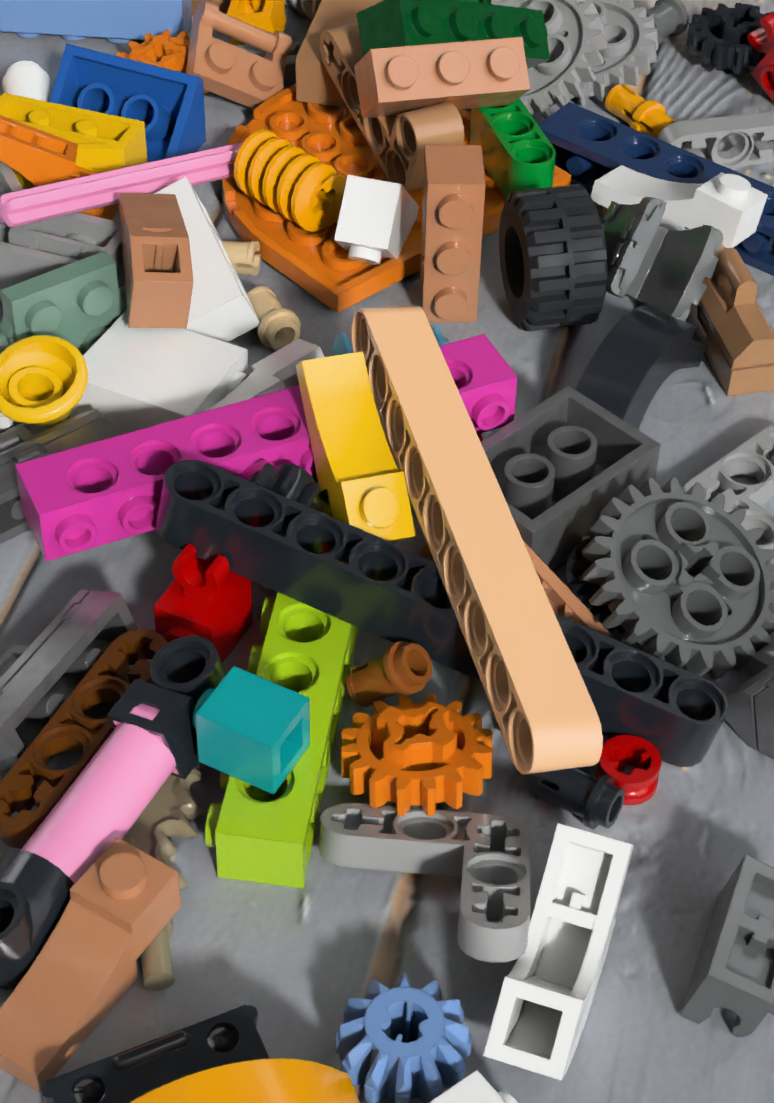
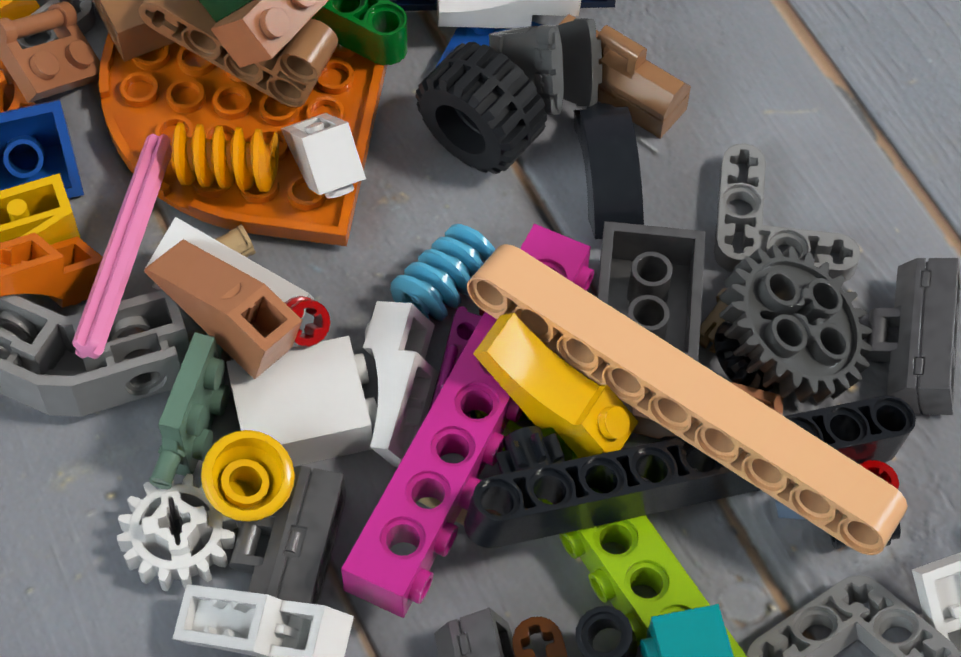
camera: 40 degrees left, 15 degrees up
(205, 602) = (530, 577): red brick -> none
(213, 293) = (314, 331): none -> red bush
(277, 324) = (324, 289): tan pin -> none
(400, 670) = (701, 524): dark orange pin -> none
(416, 754) = (788, 571): orange gear -> none
(451, 232) = (404, 135): nougat brick -> none

